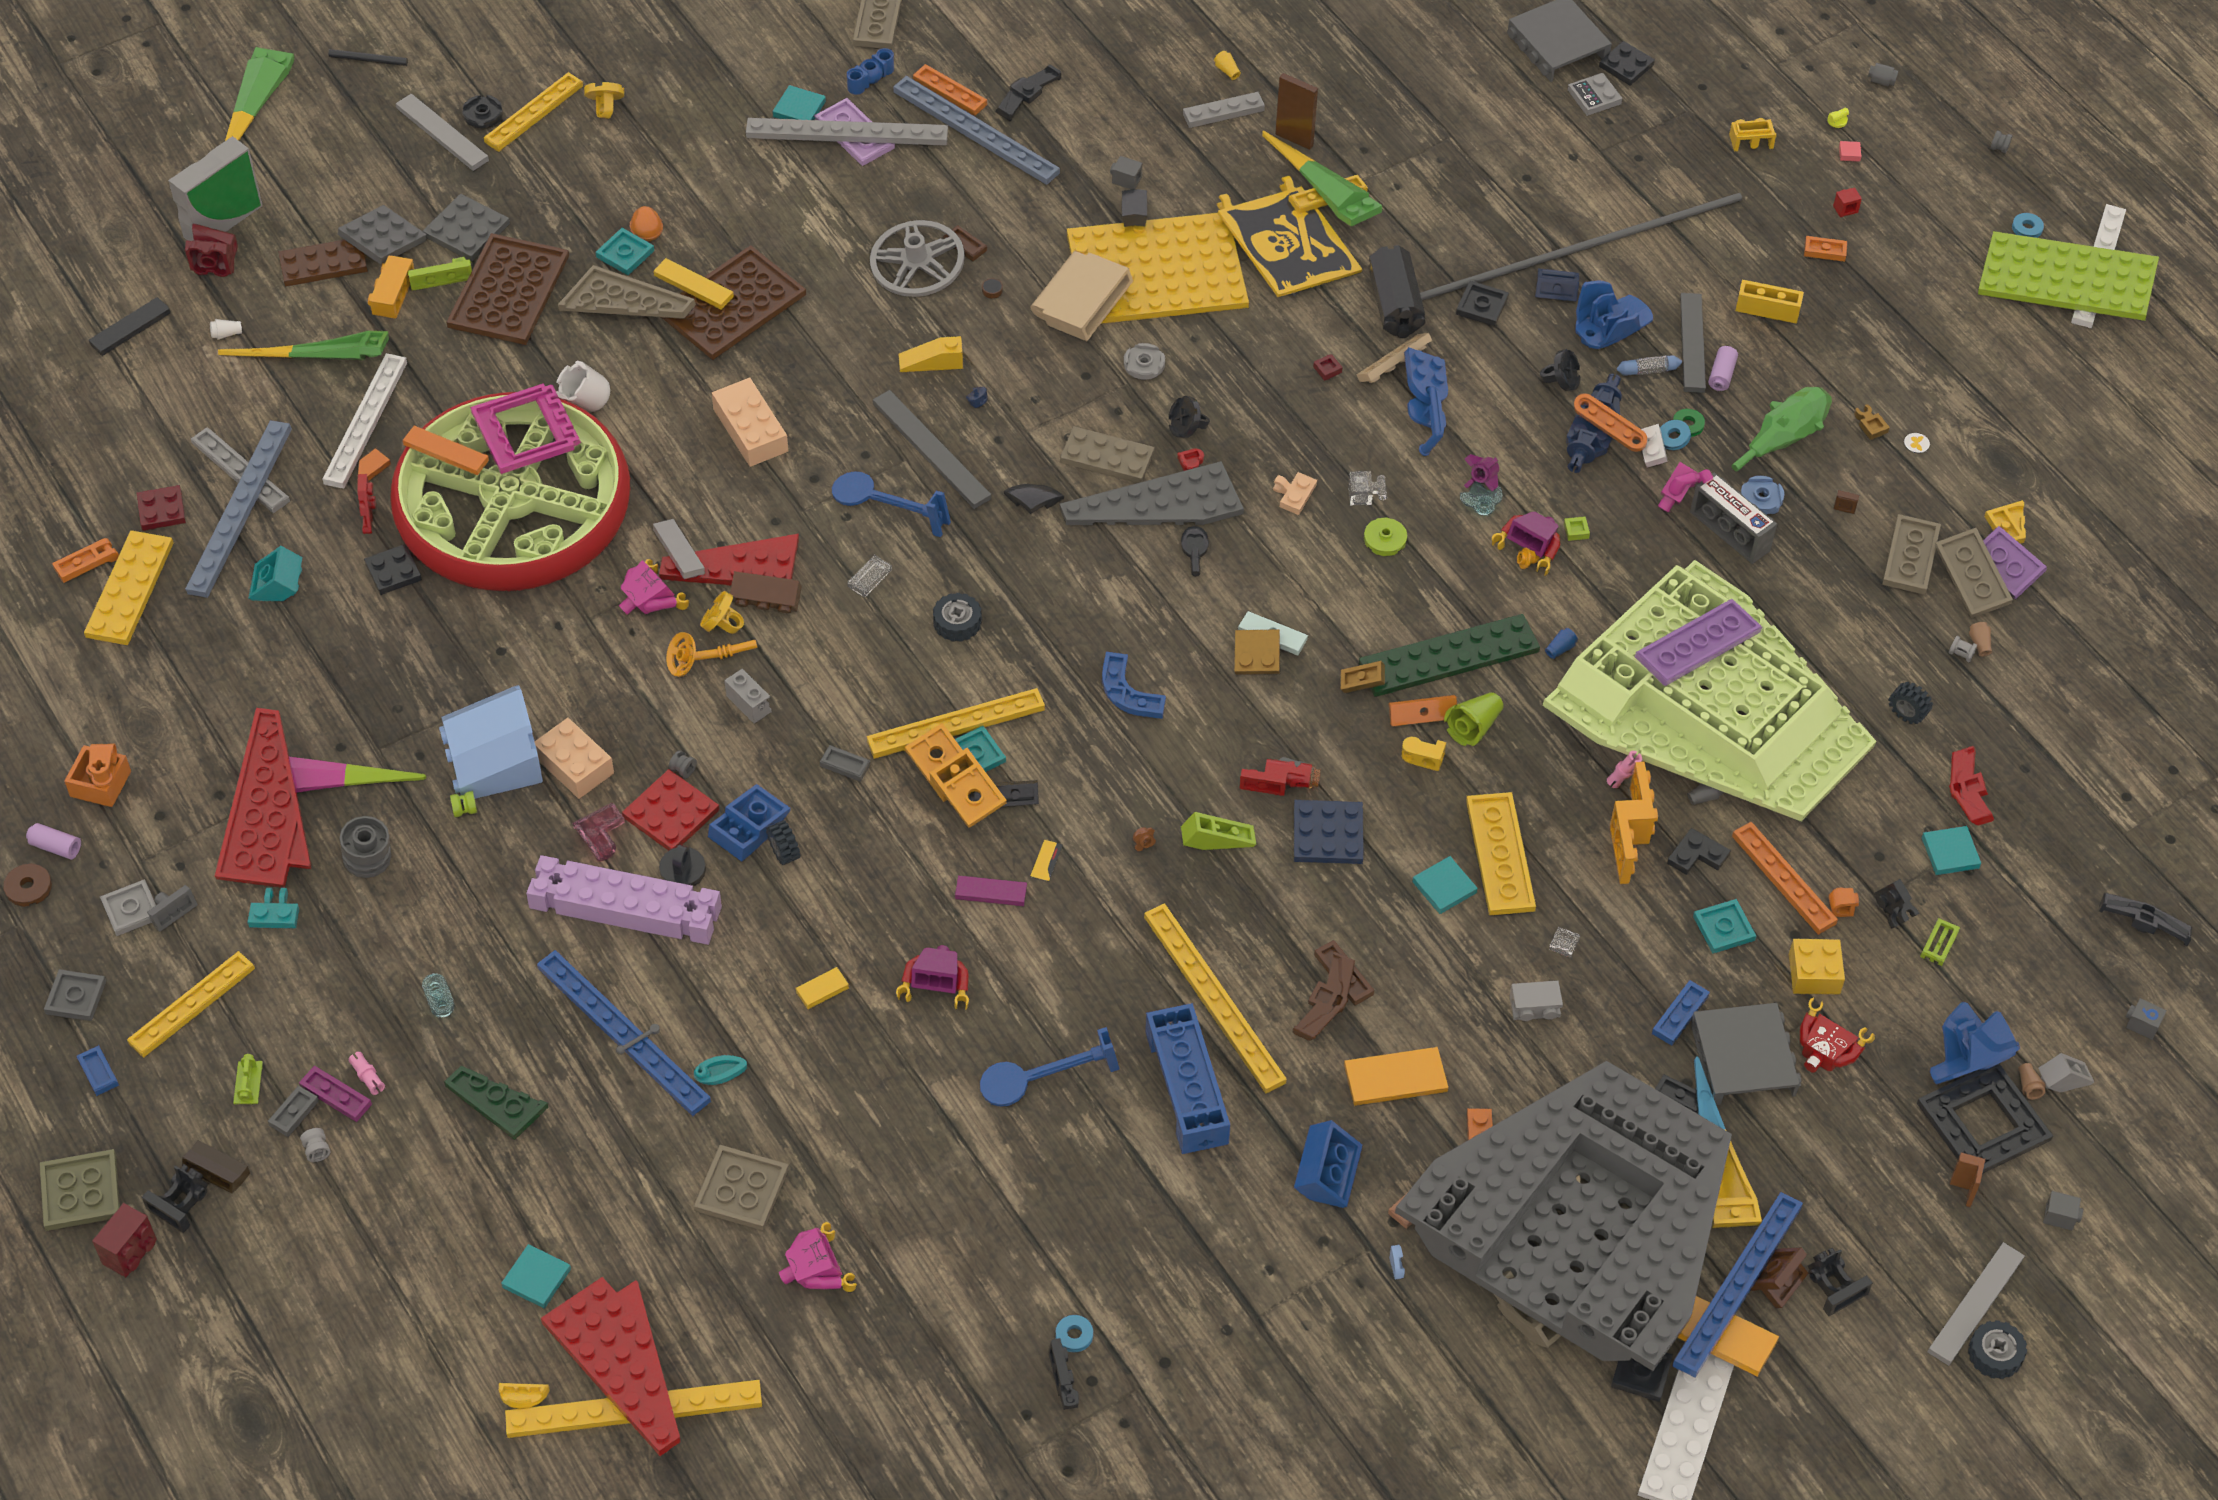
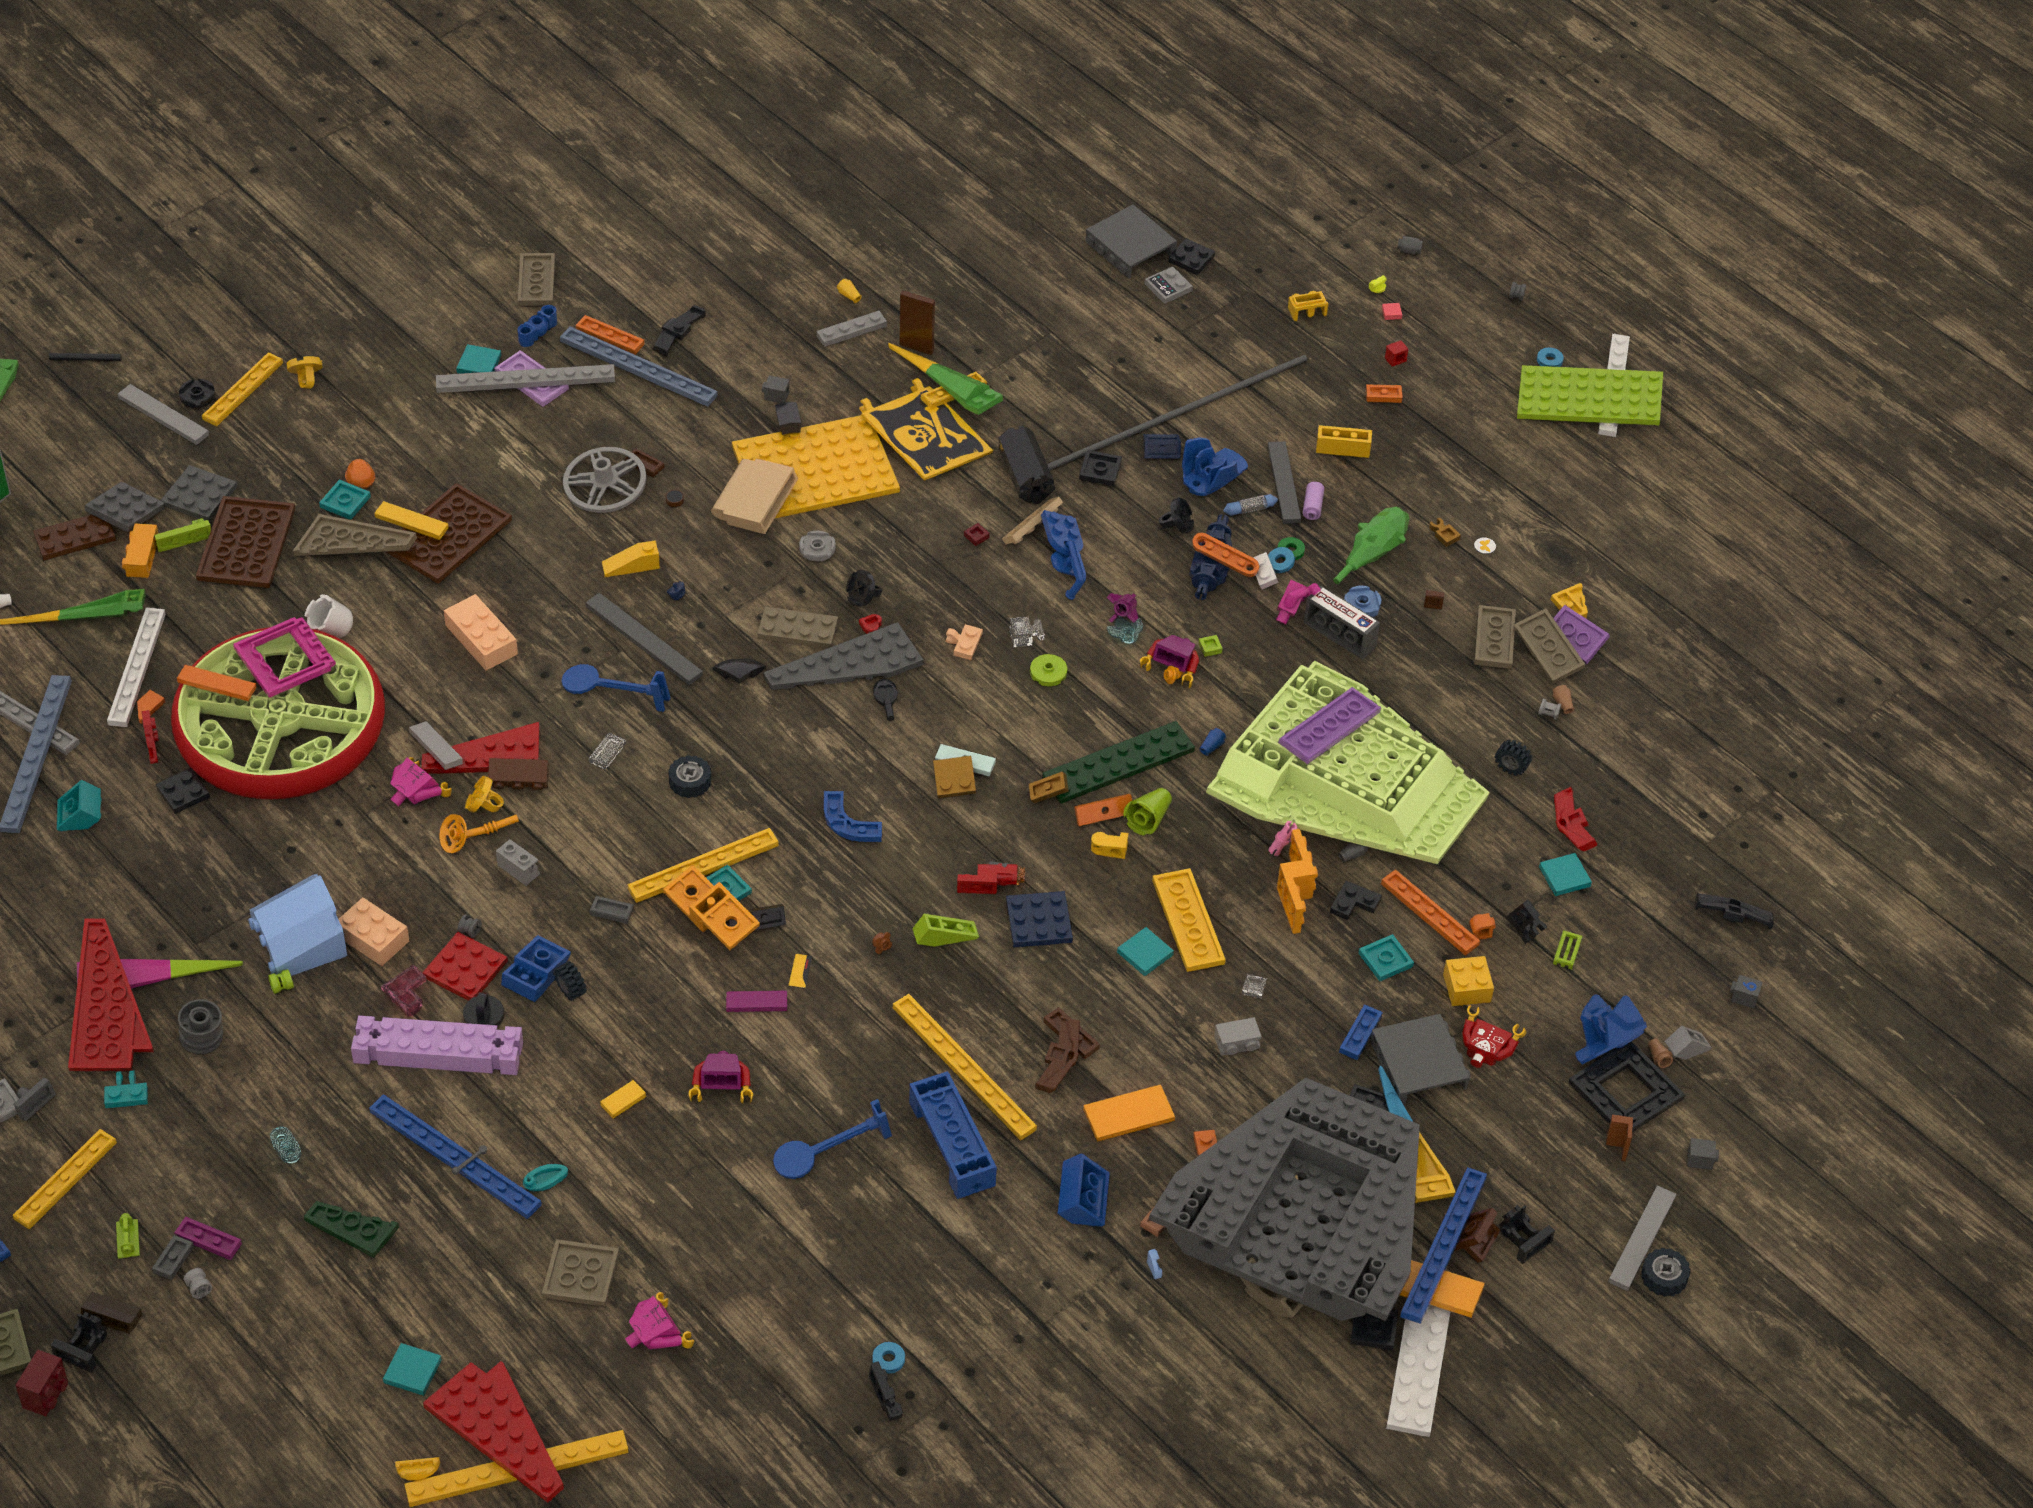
camera: 10 degrees left, 5 degrees down
(366, 1073) = (232, 1217): bright pink pin -> none

